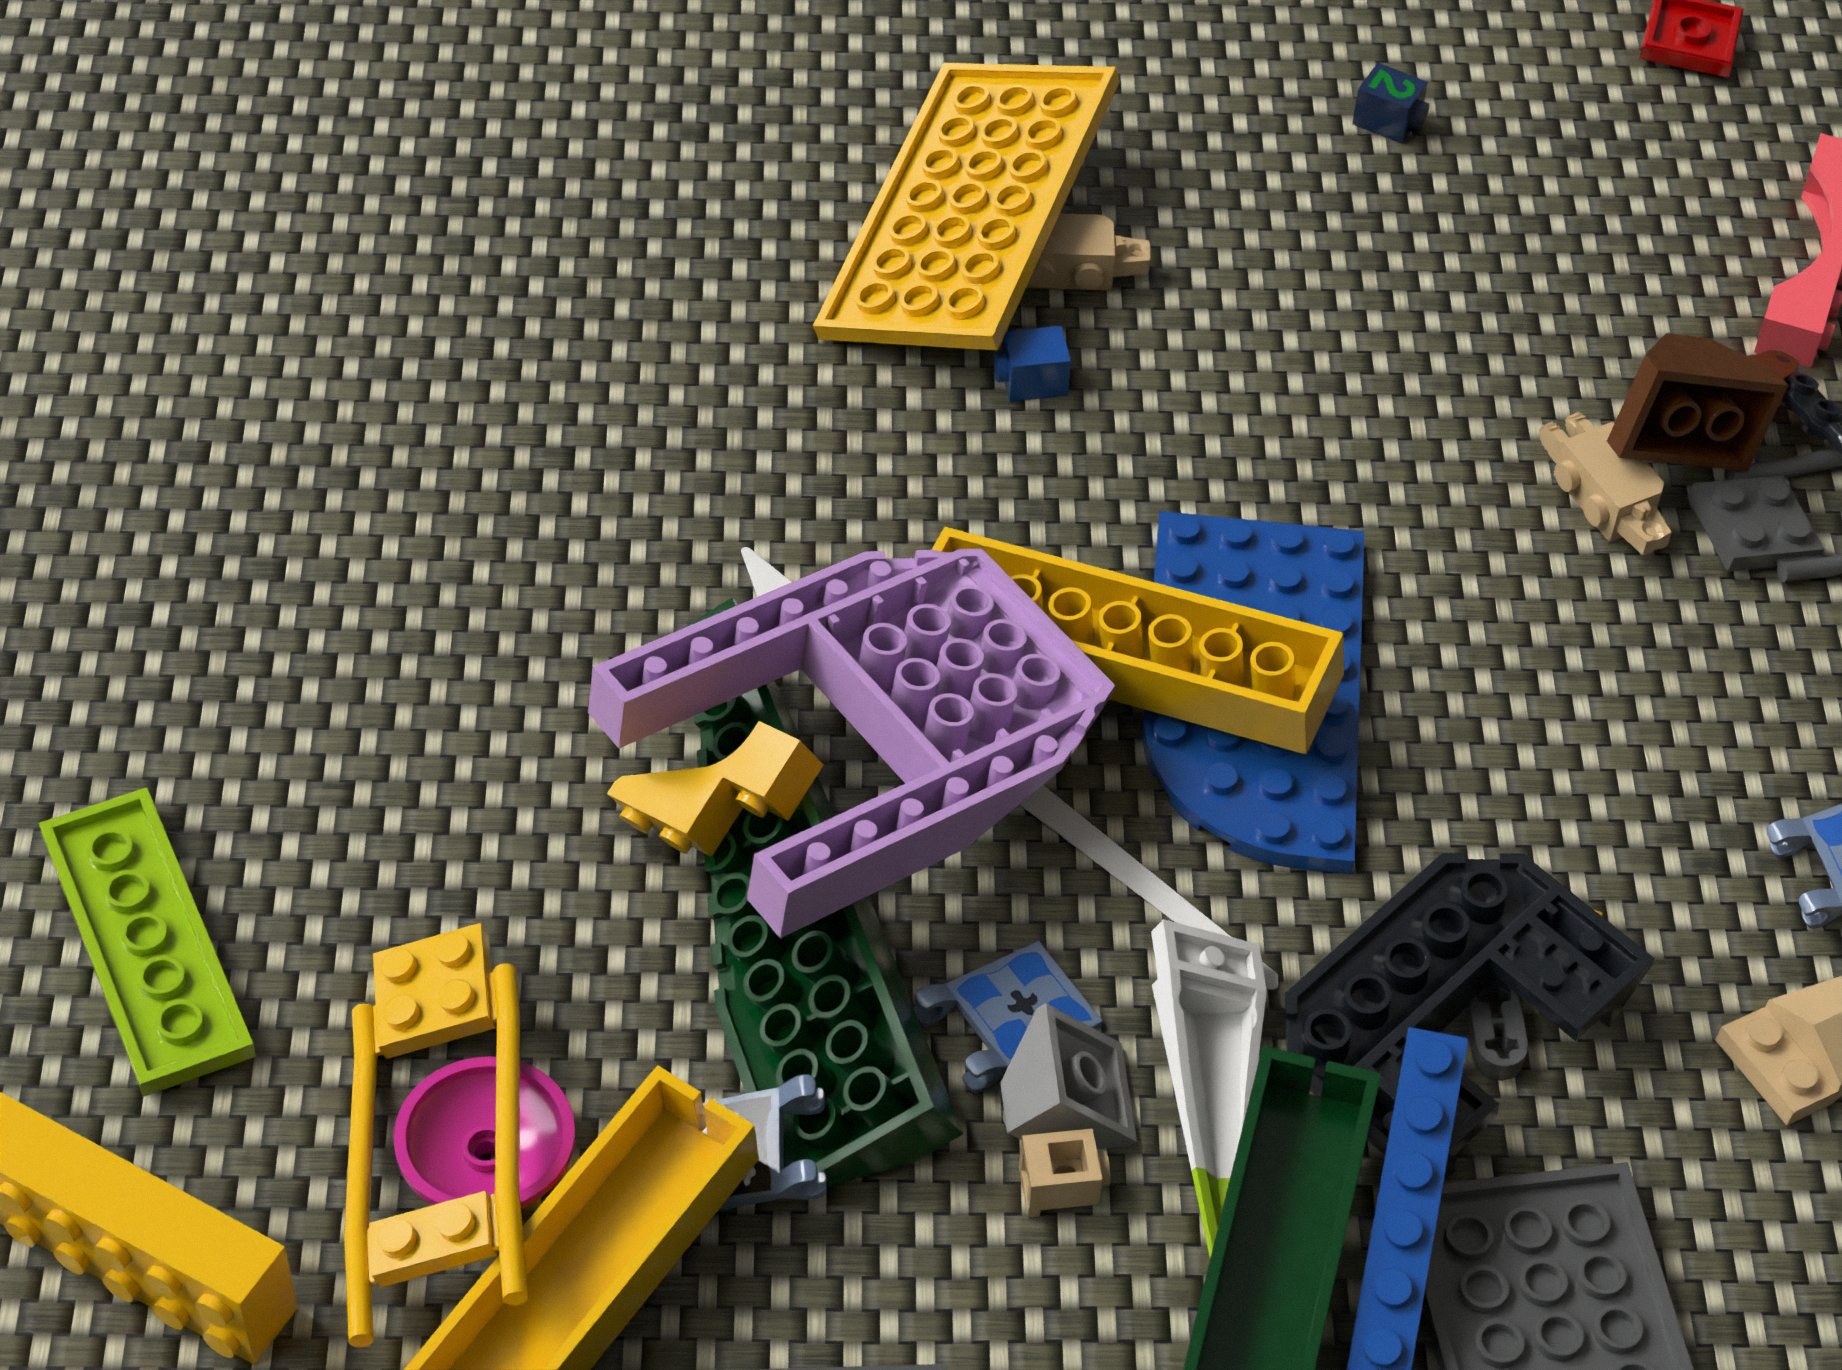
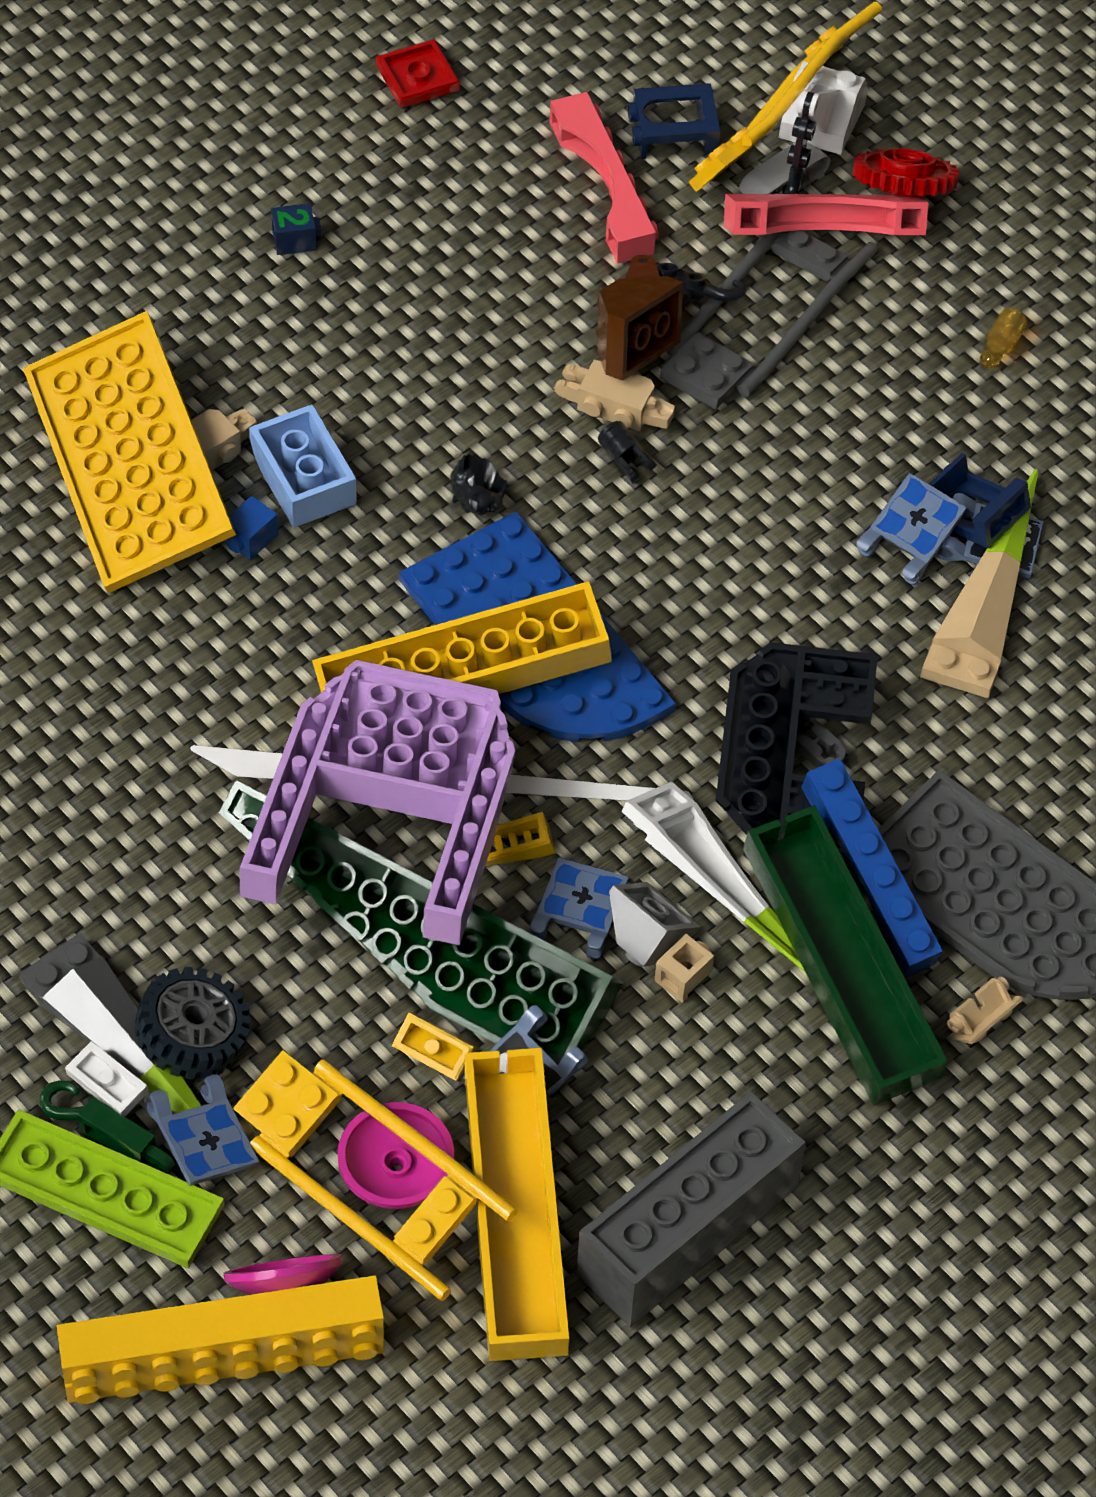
camera: 40 degrees left, 5 degrees up
(208, 1172) = (283, 1273): none -> dark pink dish
(216, 873) = (107, 1127): none -> dark green piece
(265, 823) = (107, 1080): none -> white panel
(305, 964) = (204, 1139): none -> sand blue flag
(350, 733) = (91, 1001): none -> dark grey plate
(414, 862) = (167, 1029): none -> wheel
(676, 1039) = (433, 1045): none -> yellow slope
(702, 803) = (331, 907): yellow arch -> none
(1031, 909) = (531, 848): none -> yellow slope
(1153, 333) = (303, 466): none -> light blue brick
(1341, 471) = (477, 485): none -> black hair
(1564, 544) = (624, 449): none -> black hinge

